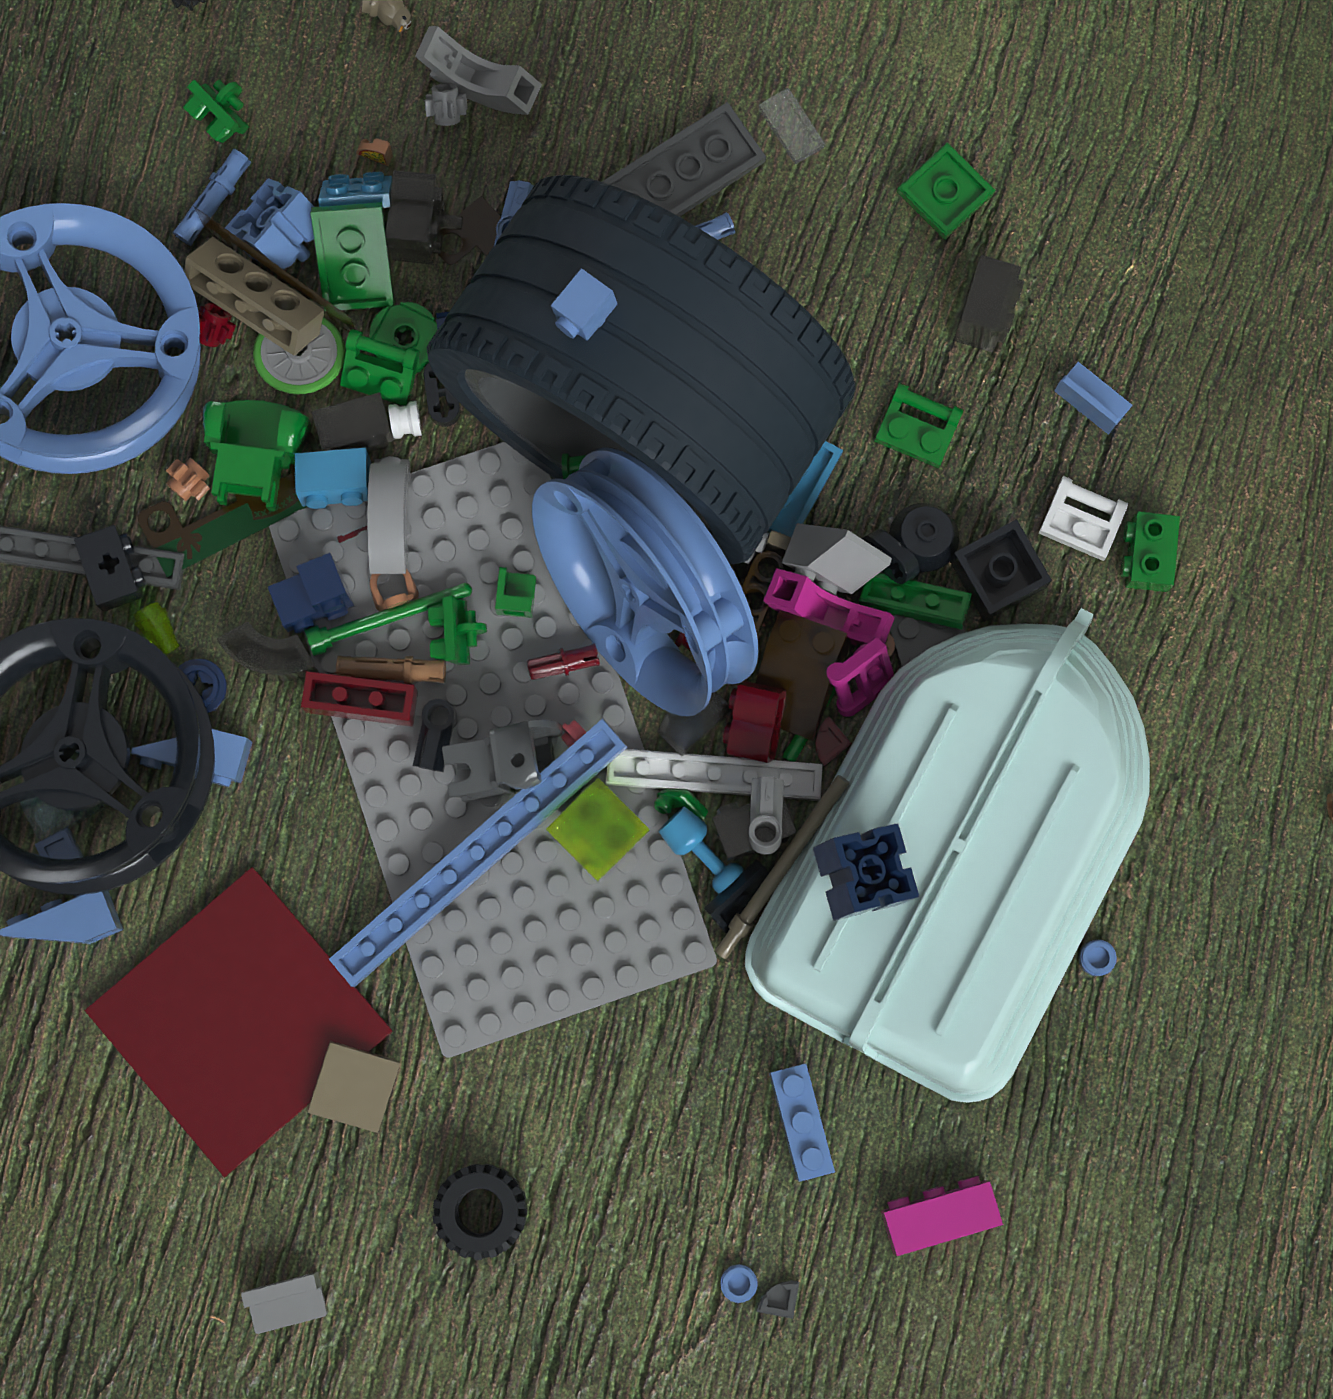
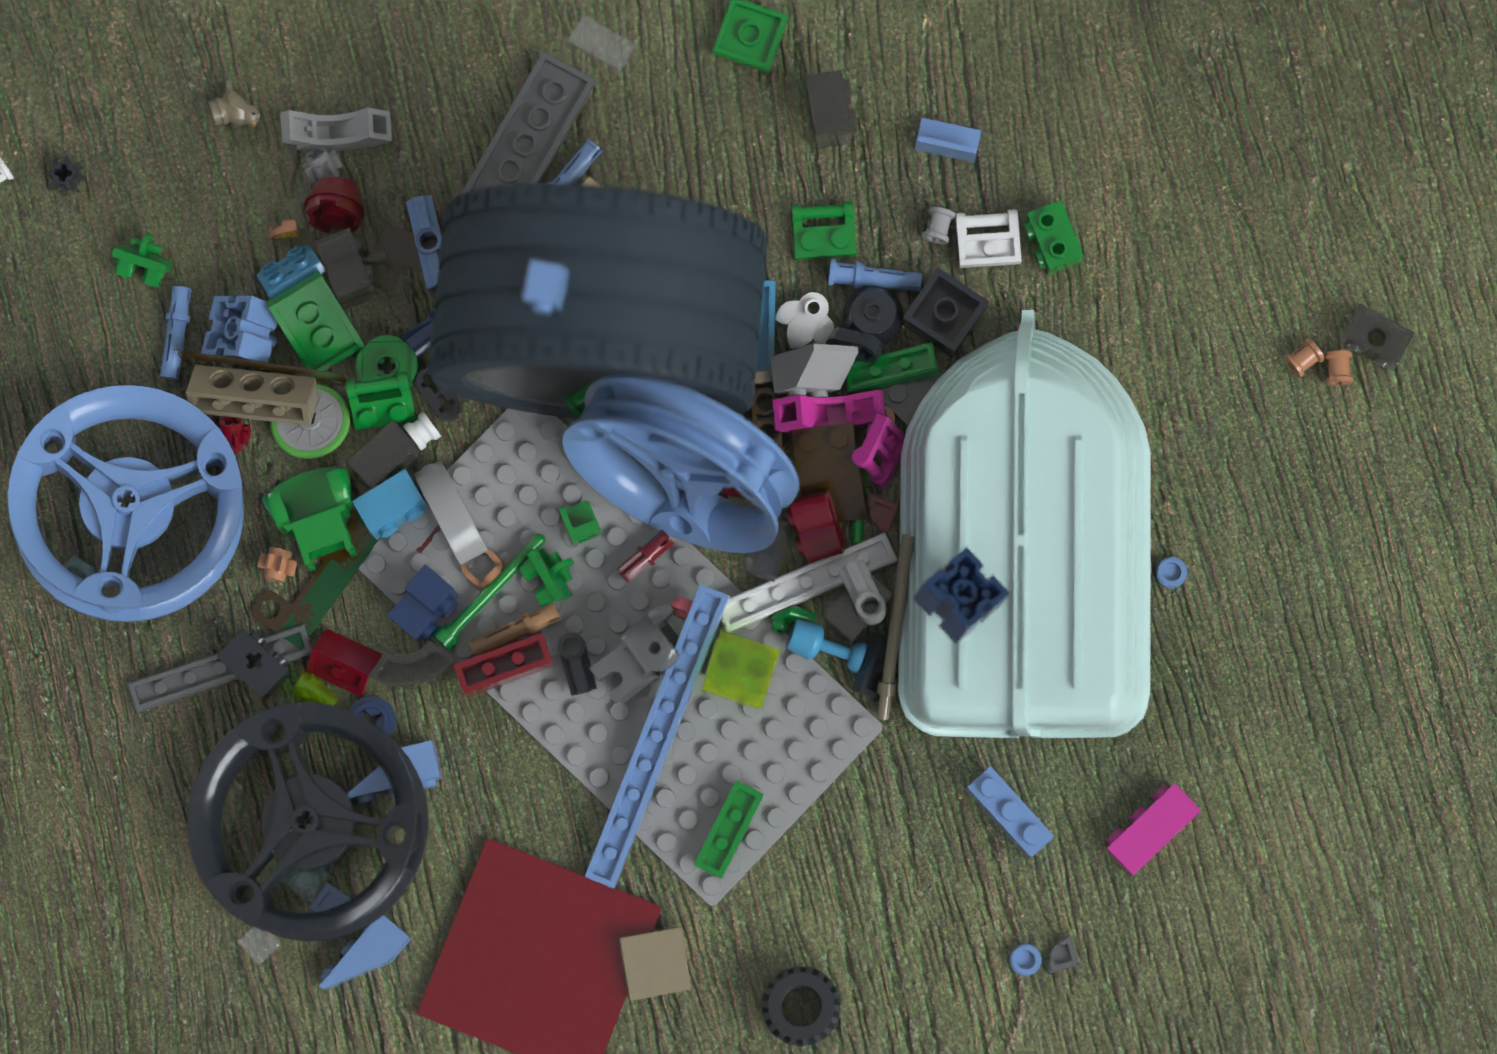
camera: 20 degrees left, 0 degrees up
(201, 611) = (343, 662): none -> dark red panel
(437, 147) = (334, 205): none -> dark red cone
(501, 988) = (729, 829): none -> green plate
(847, 508) = (804, 325): none -> white plate
(932, 488) = (859, 276): none -> medium blue pin
(1039, 478) = (938, 225): none -> light grey bush

